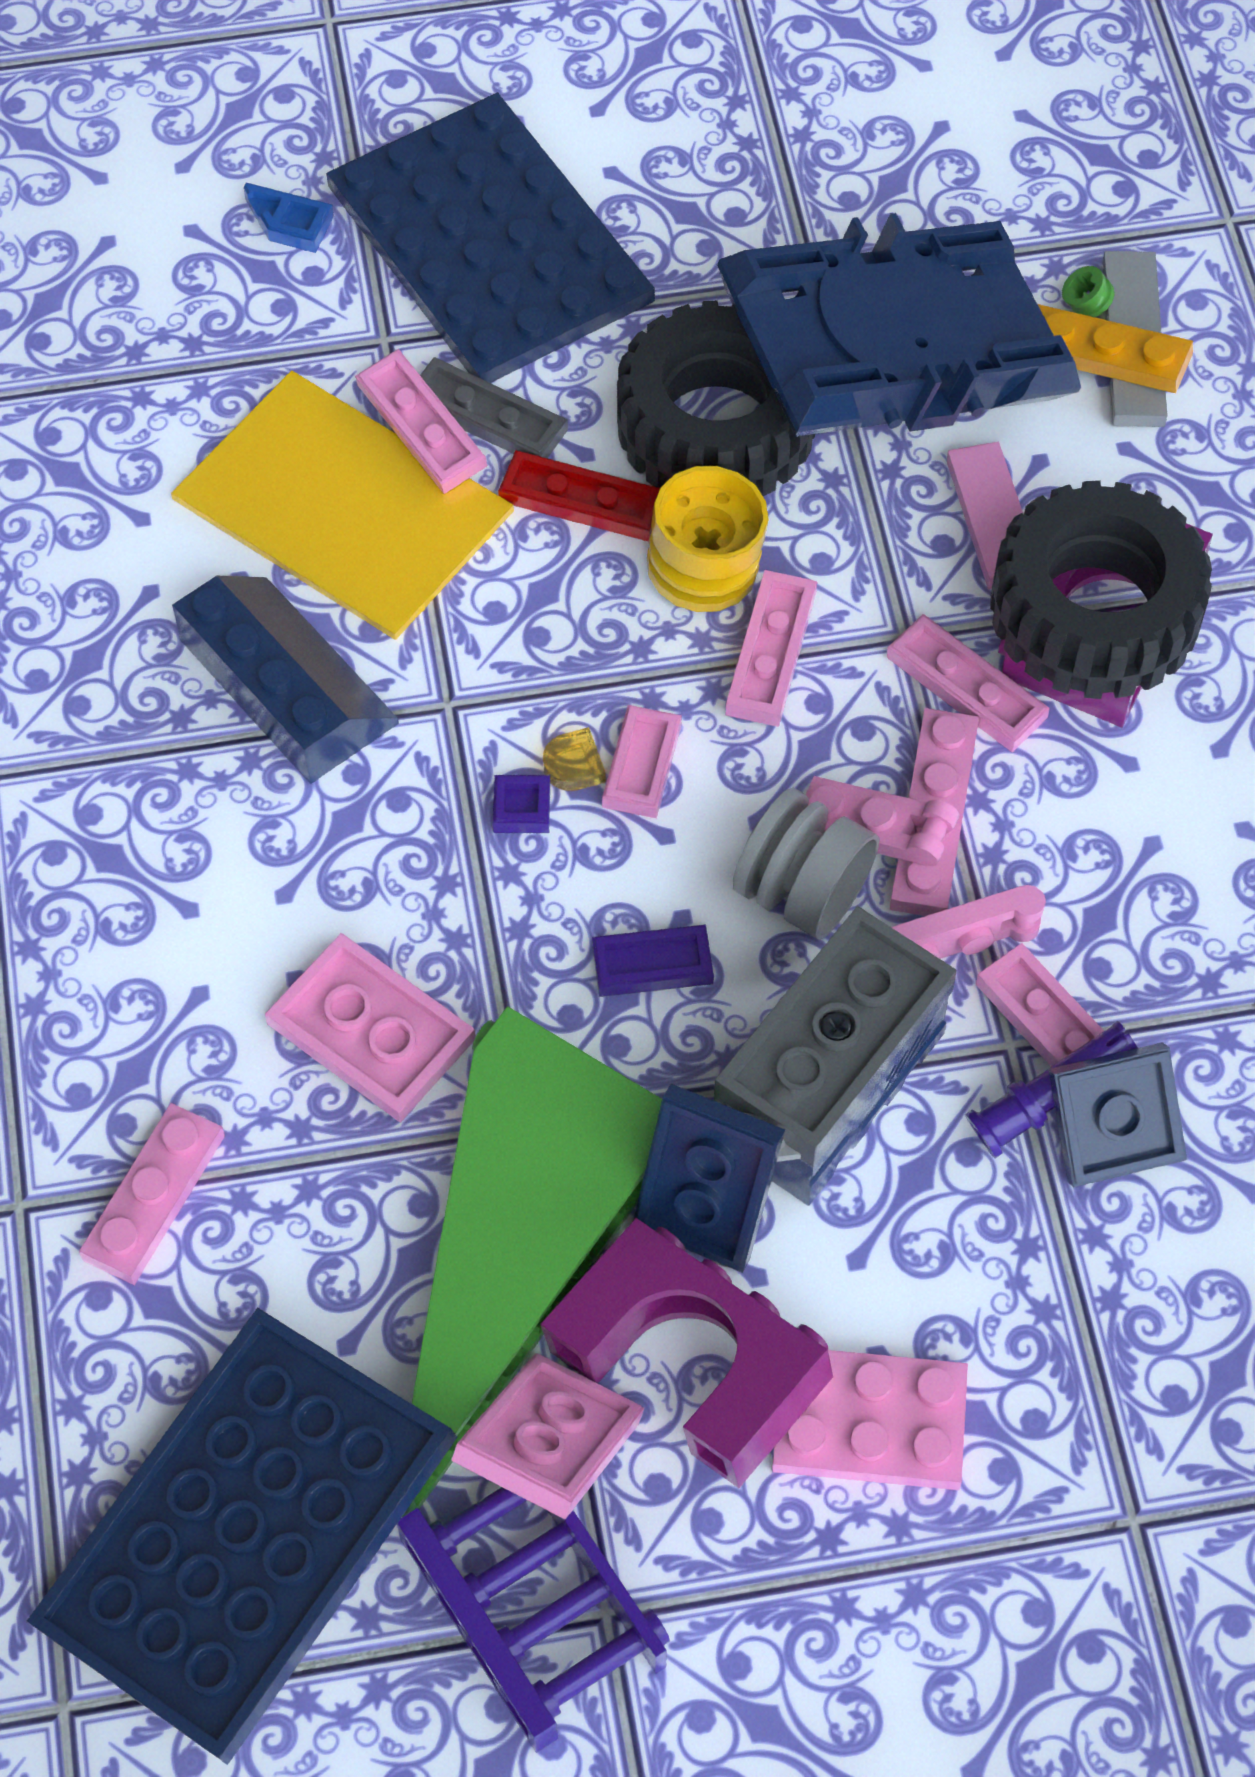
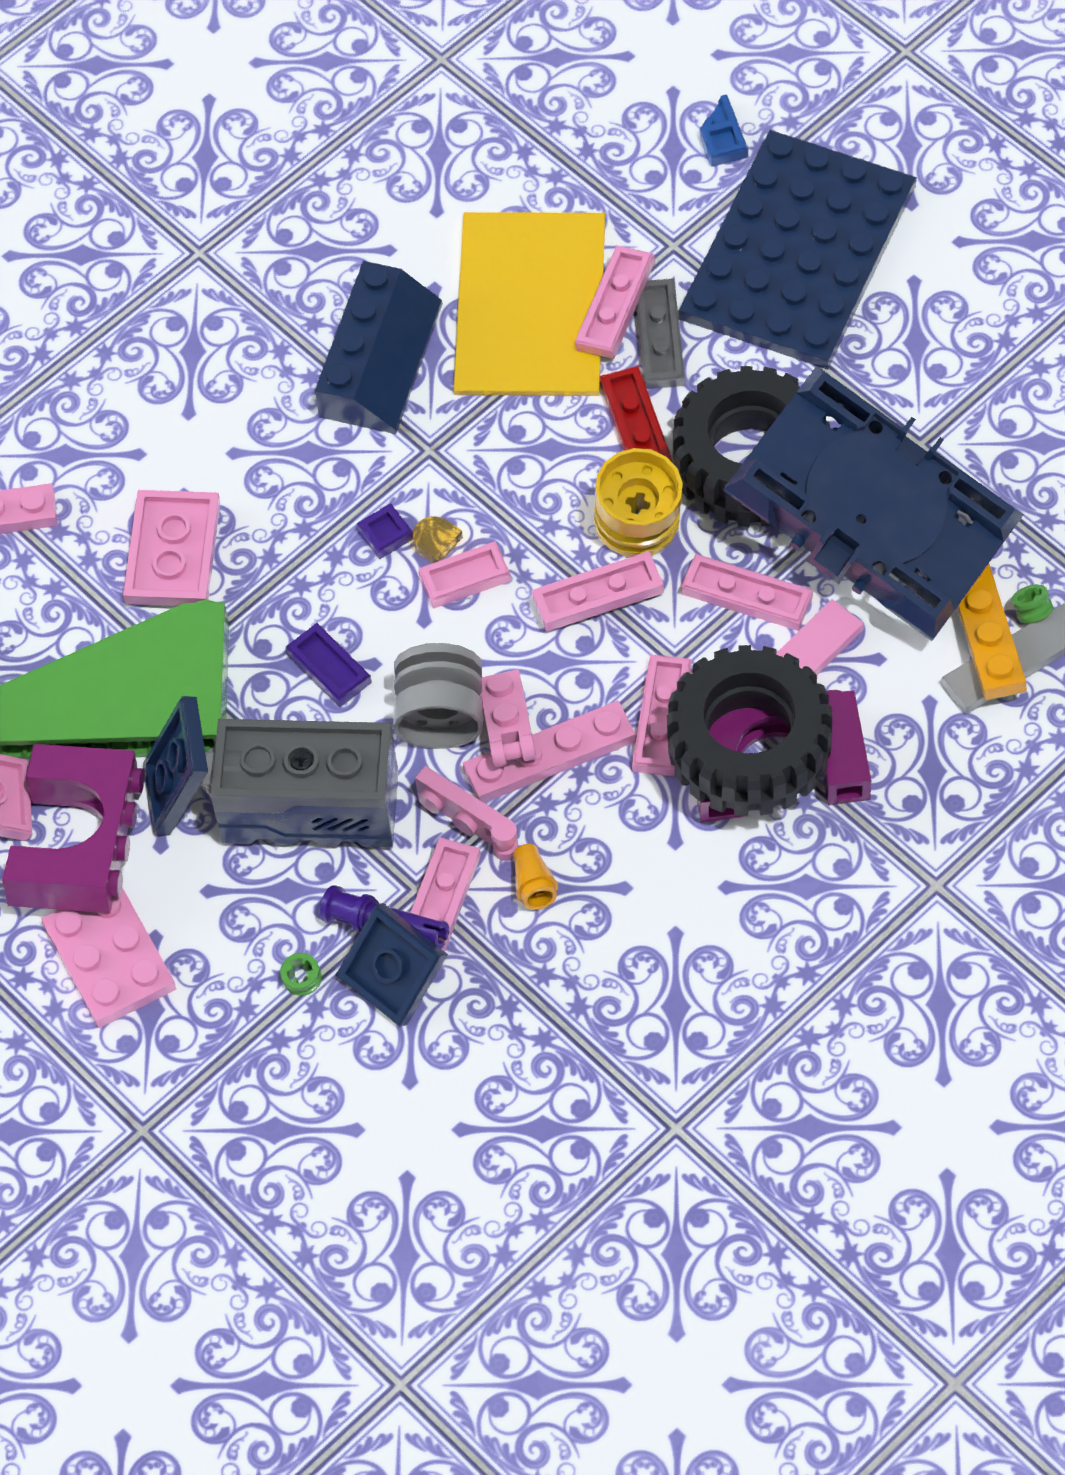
camera: 60 degrees right, 0 degrees up
(873, 521) = (747, 592): none -> bright pink tile
(1061, 1215) = (314, 976): none -> bright green bush
(1091, 915) = (534, 880): none -> light orange cone

